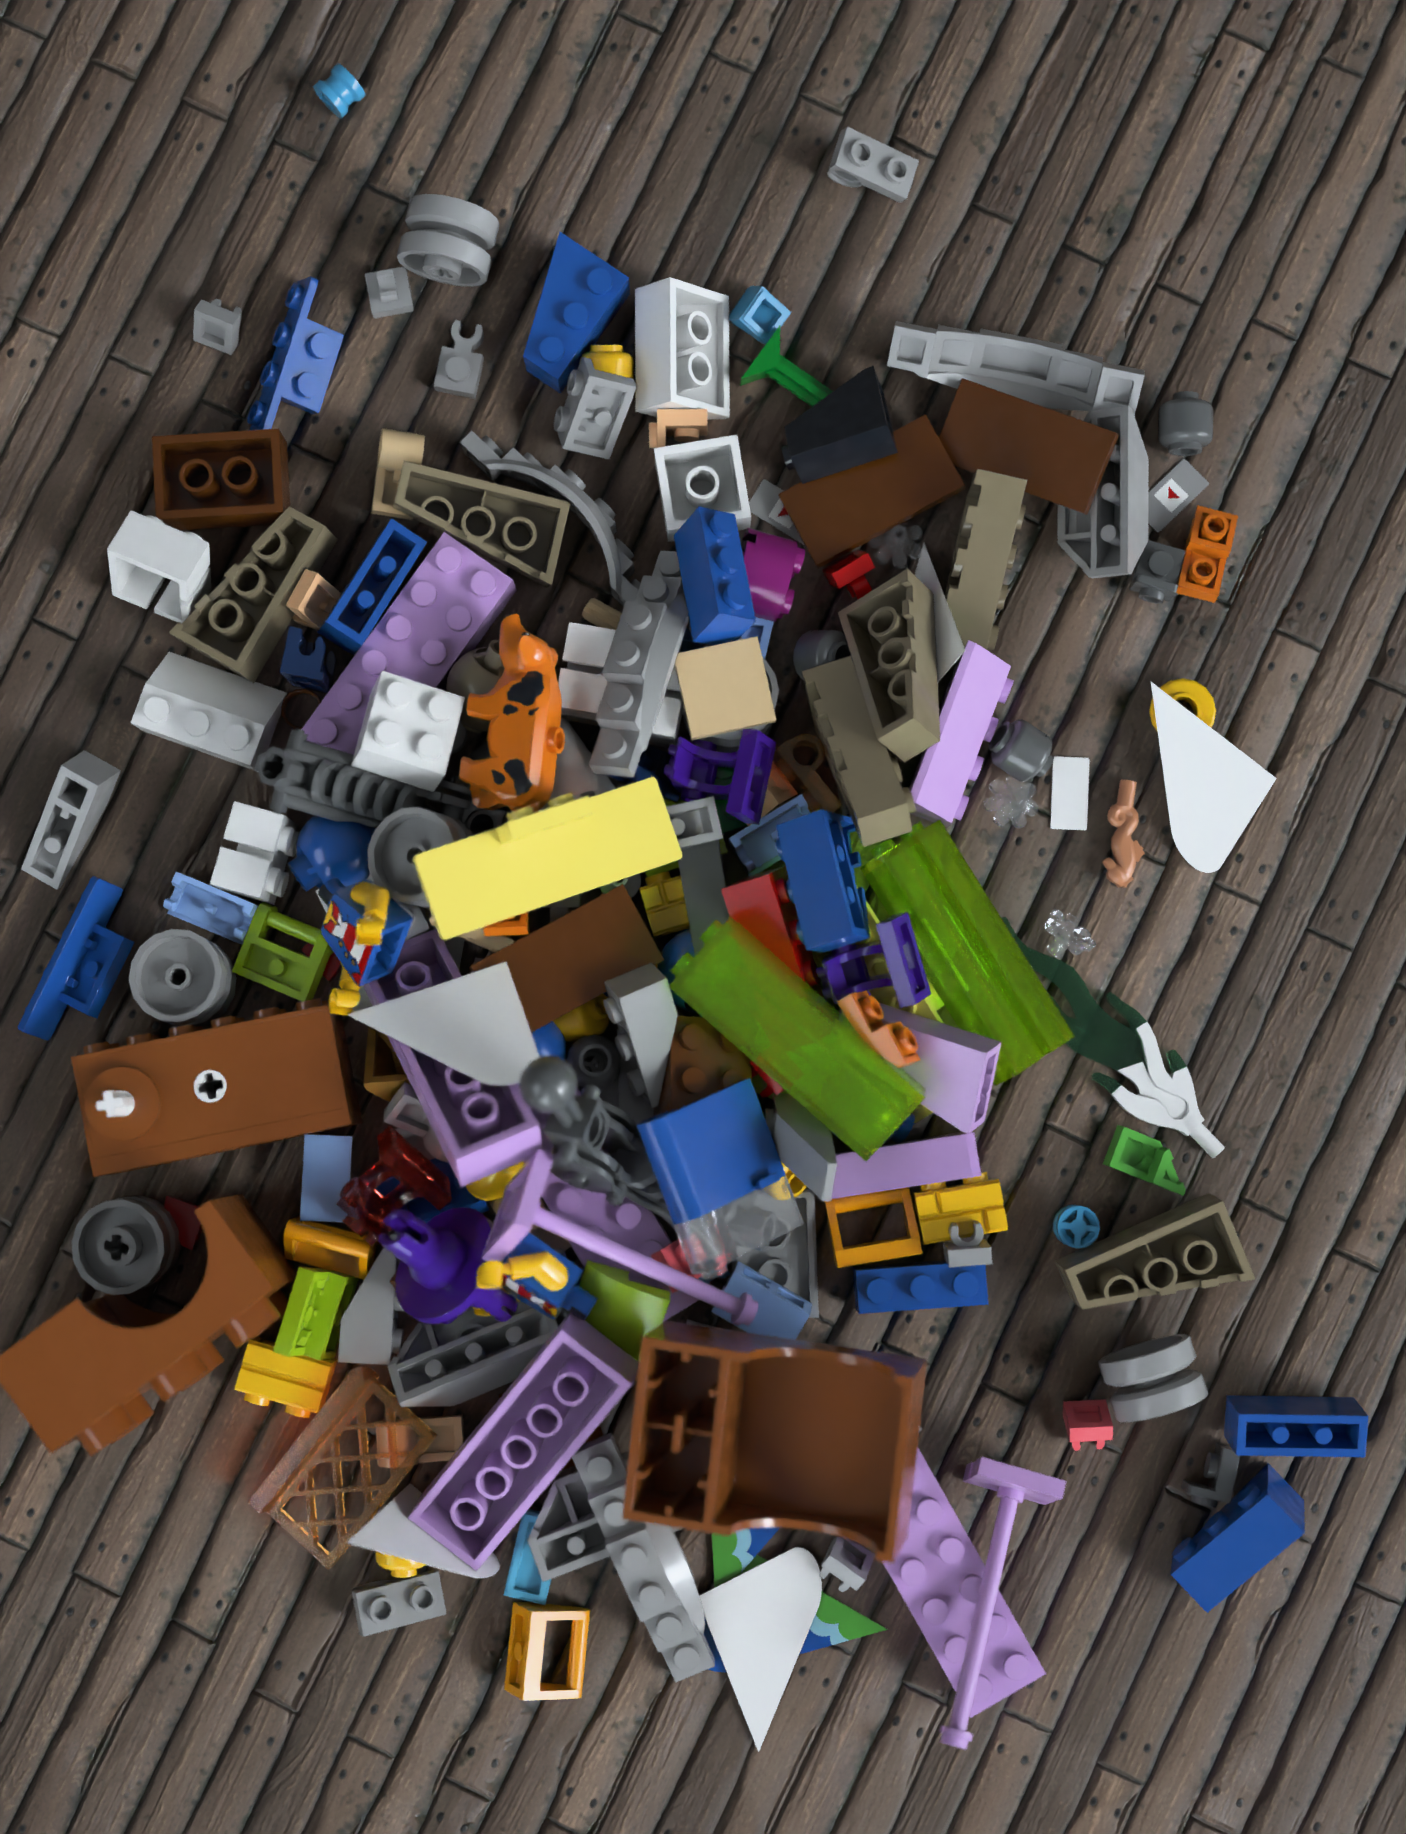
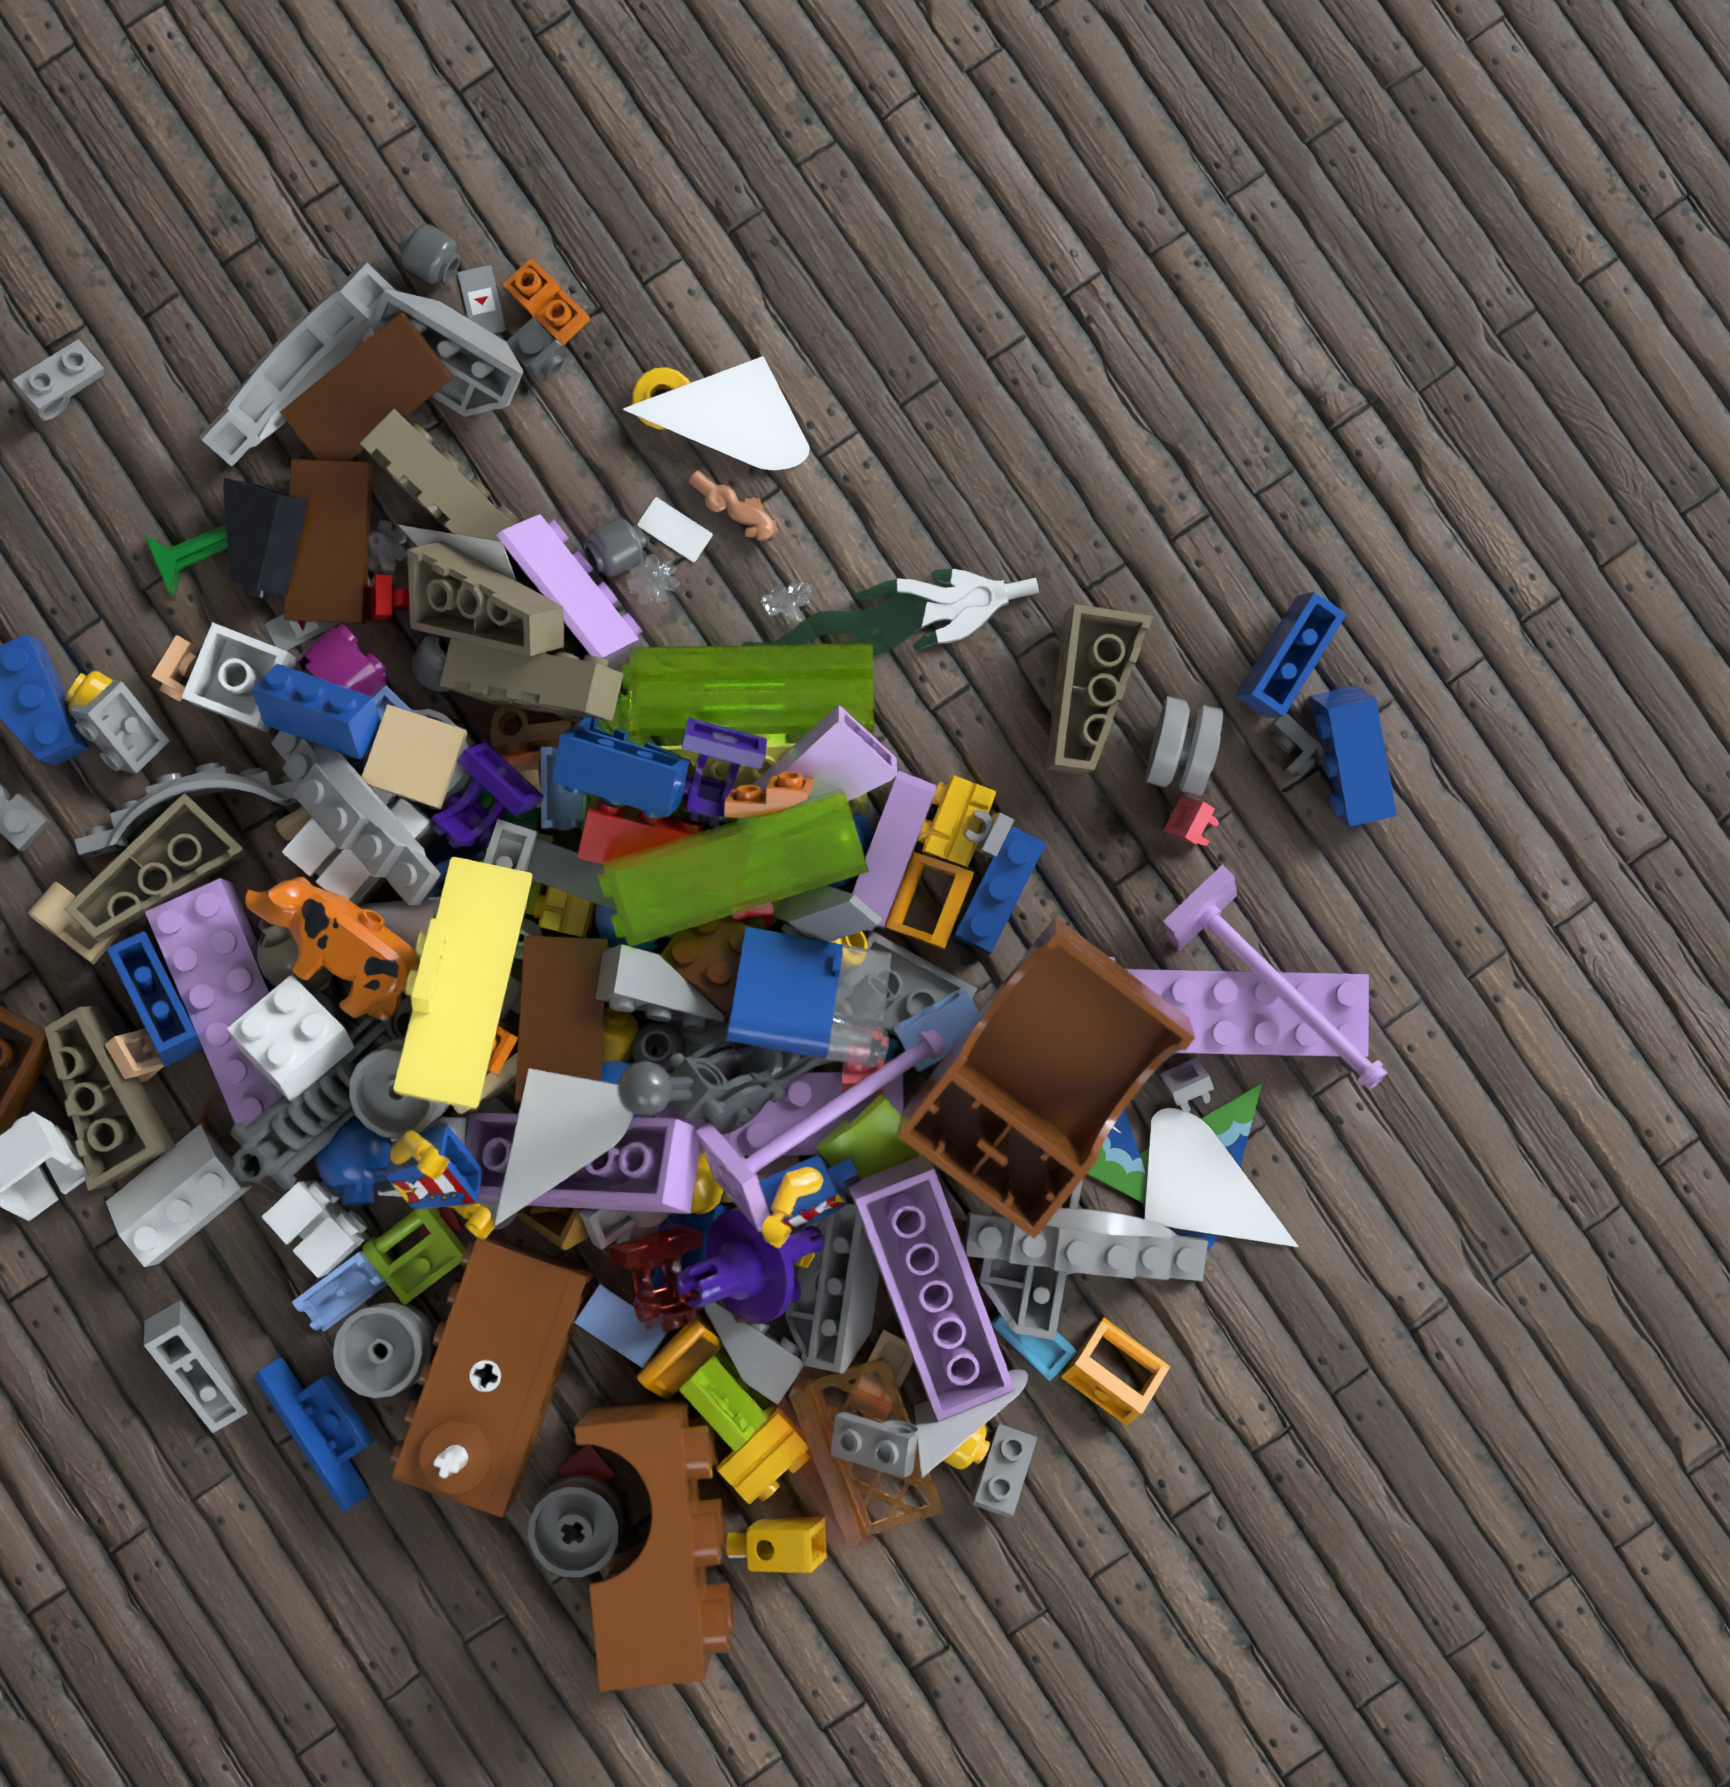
camera: 50 degrees left, 0 degrees up
(224, 1452) = (796, 1543): none -> yellow torso
(304, 665) = (185, 1094): dark blue hinge -> none
(354, 1481) = (876, 1445): none -> light grey plate
(681, 348) = (113, 626): white slope -> none
(759, 313) = (124, 545): dark azure slope -> none
(1084, 1226) = (1031, 729): dark azure wheel -> none
(1143, 1159) = (1006, 649): bright green slope -> none

